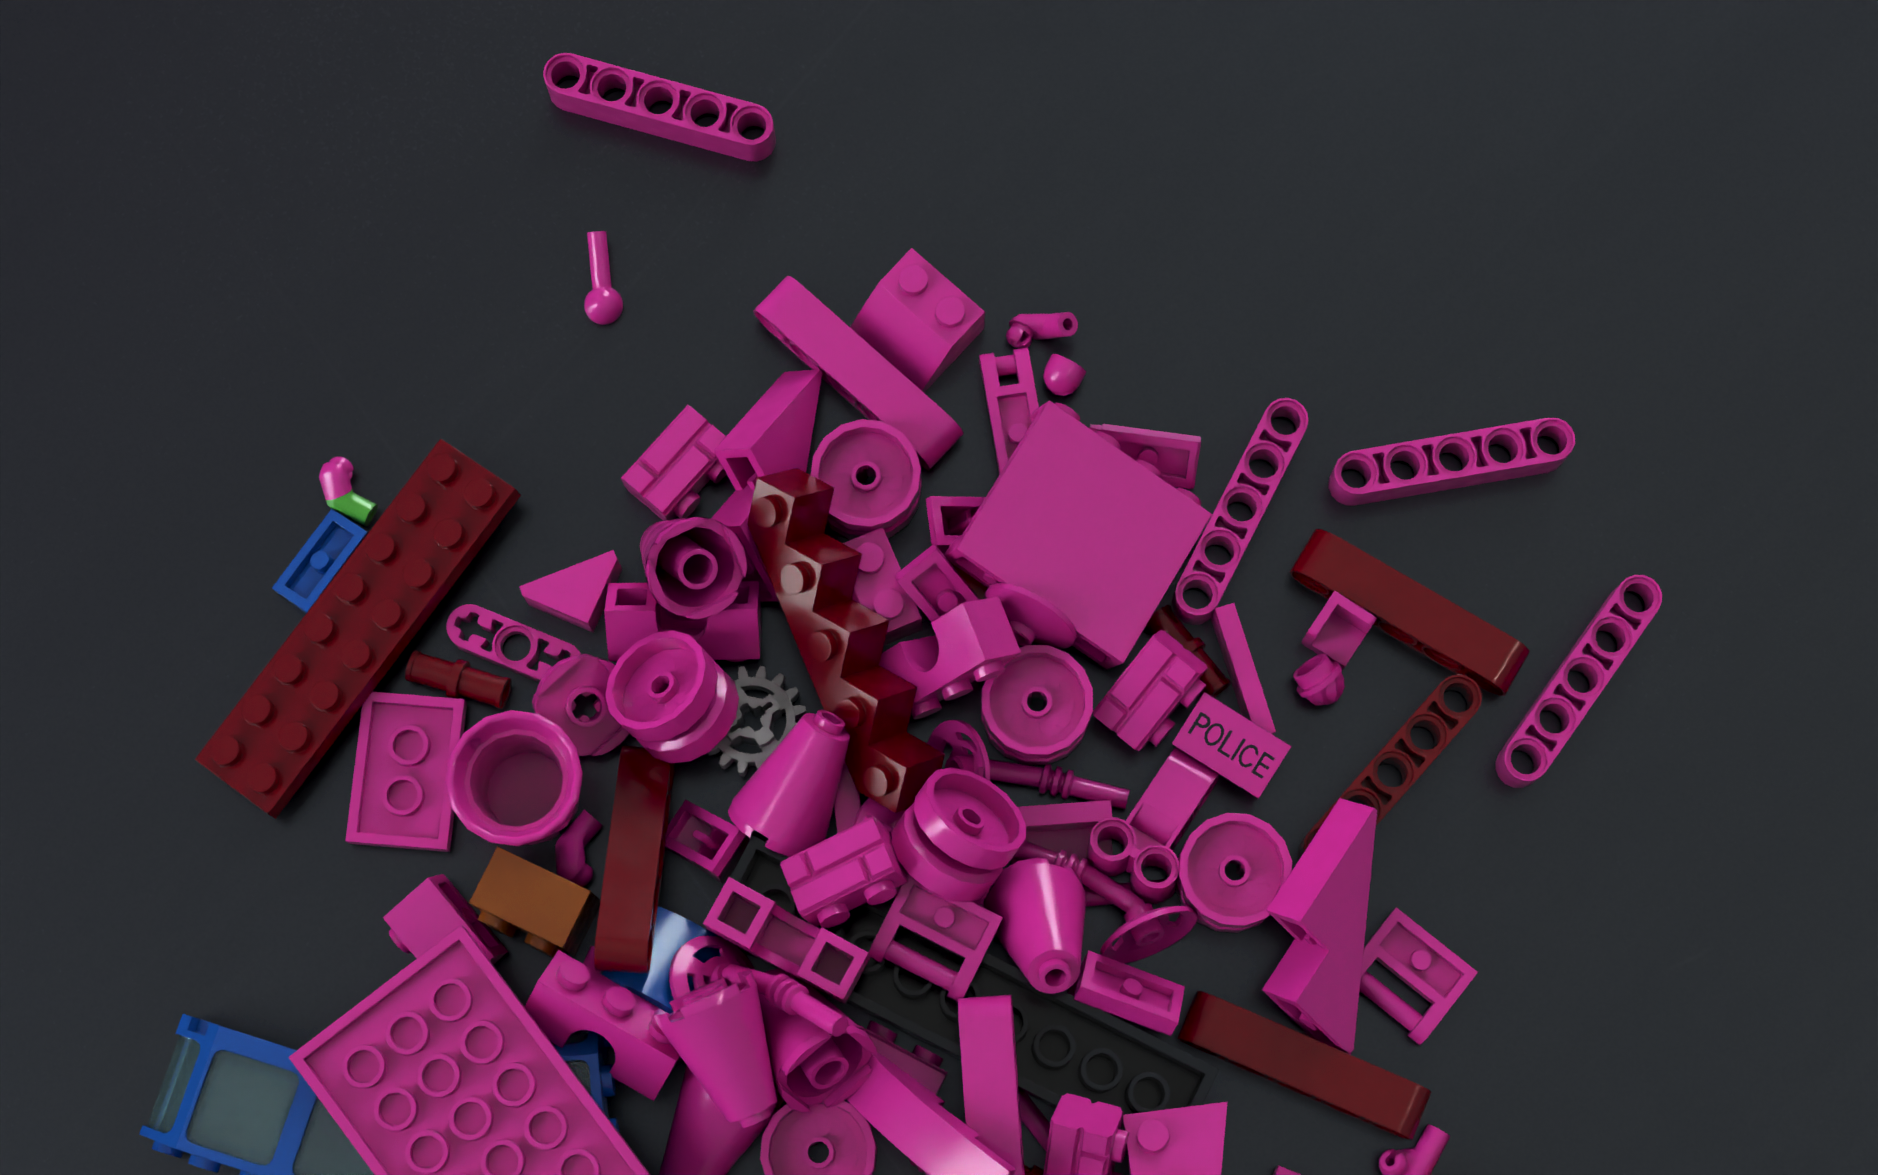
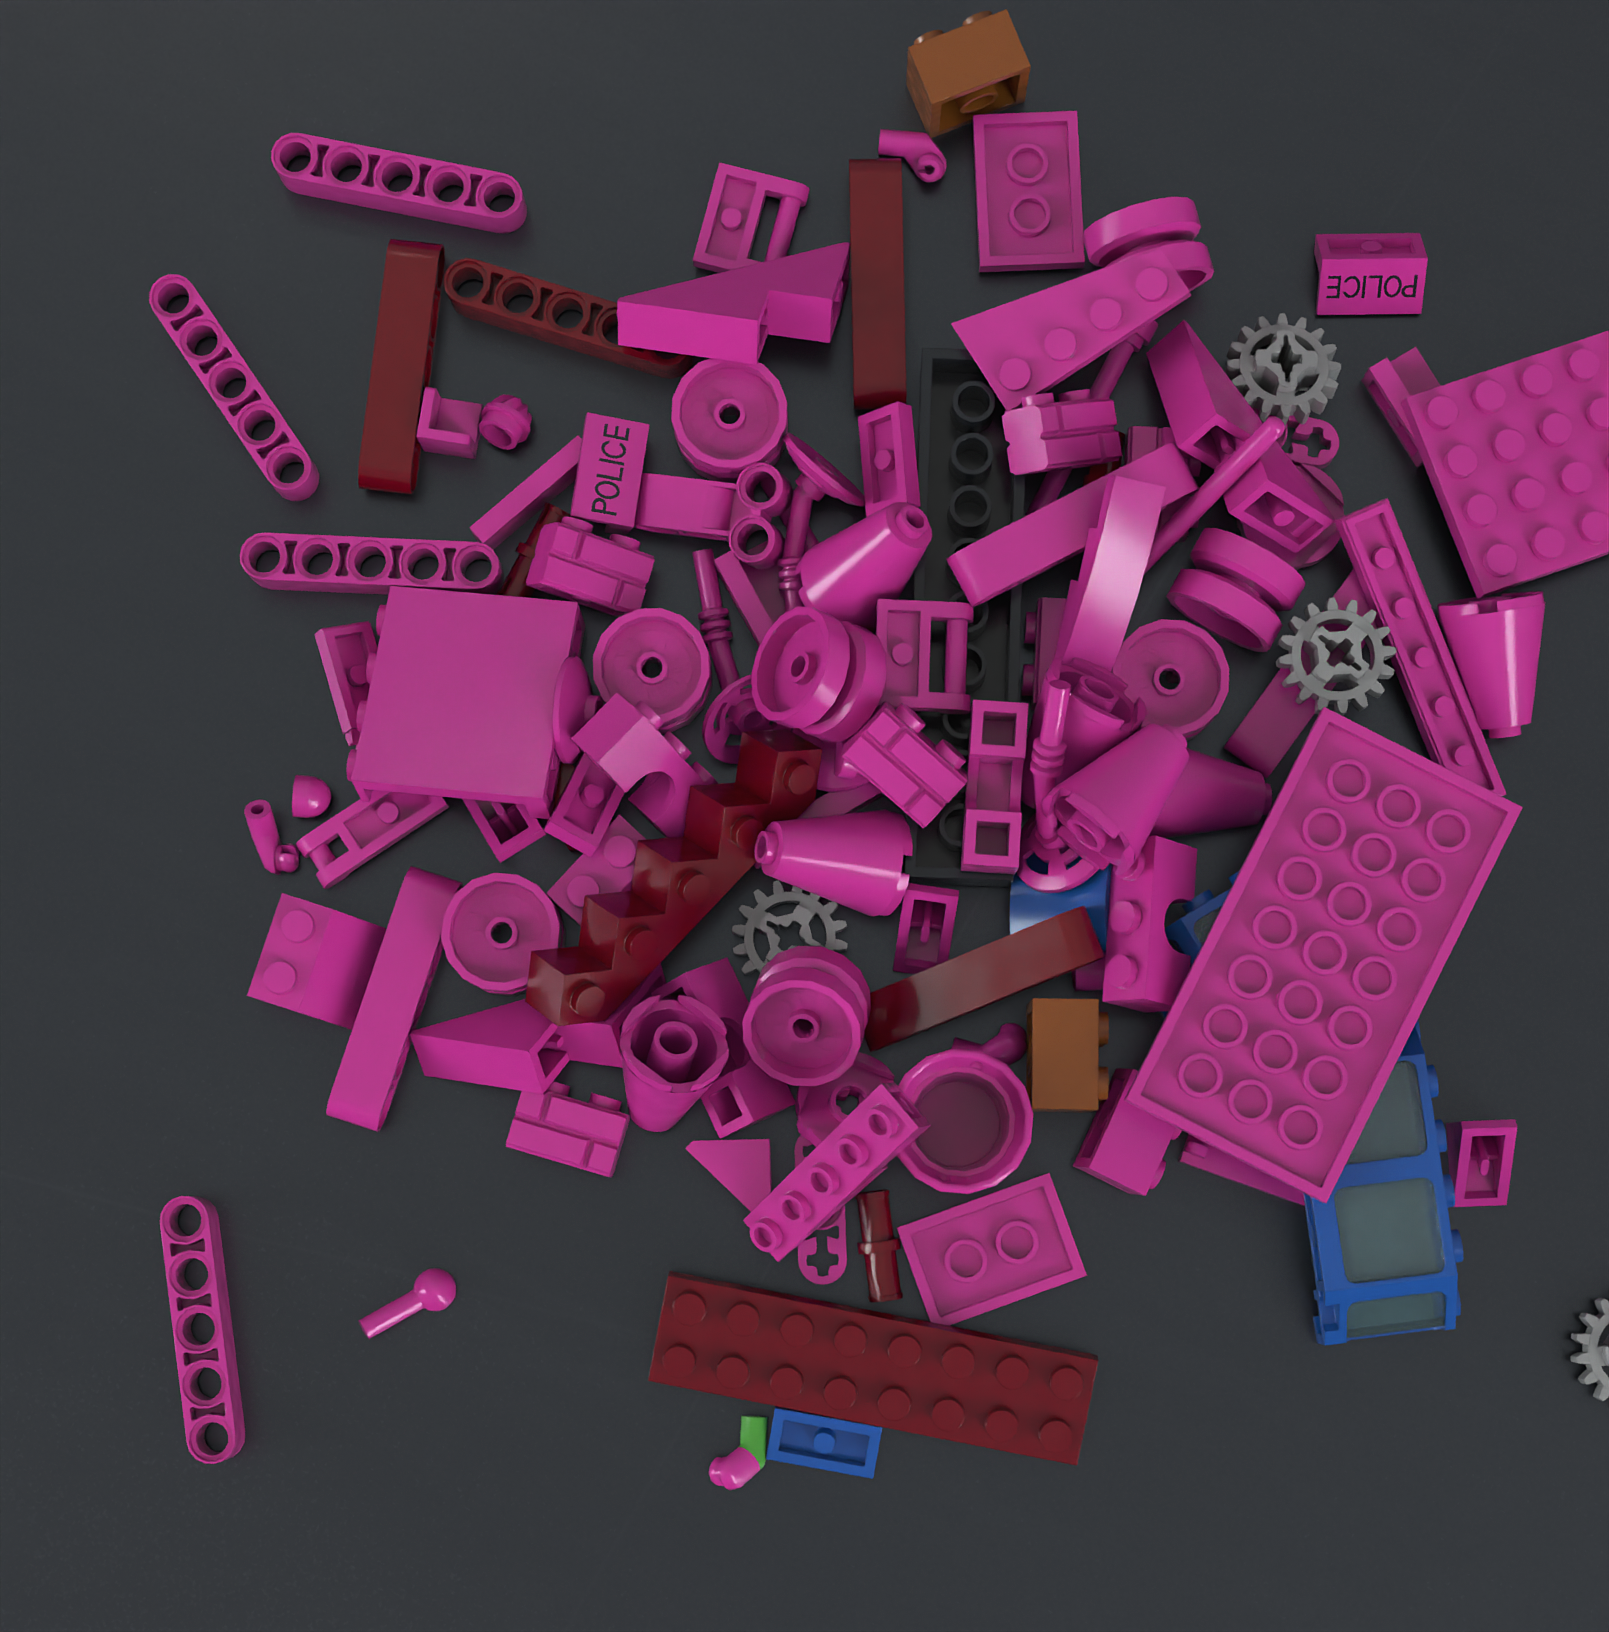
camera: 110 degrees left, 5 degrees up
(525, 658) = (836, 1170): none -> dark pink slope

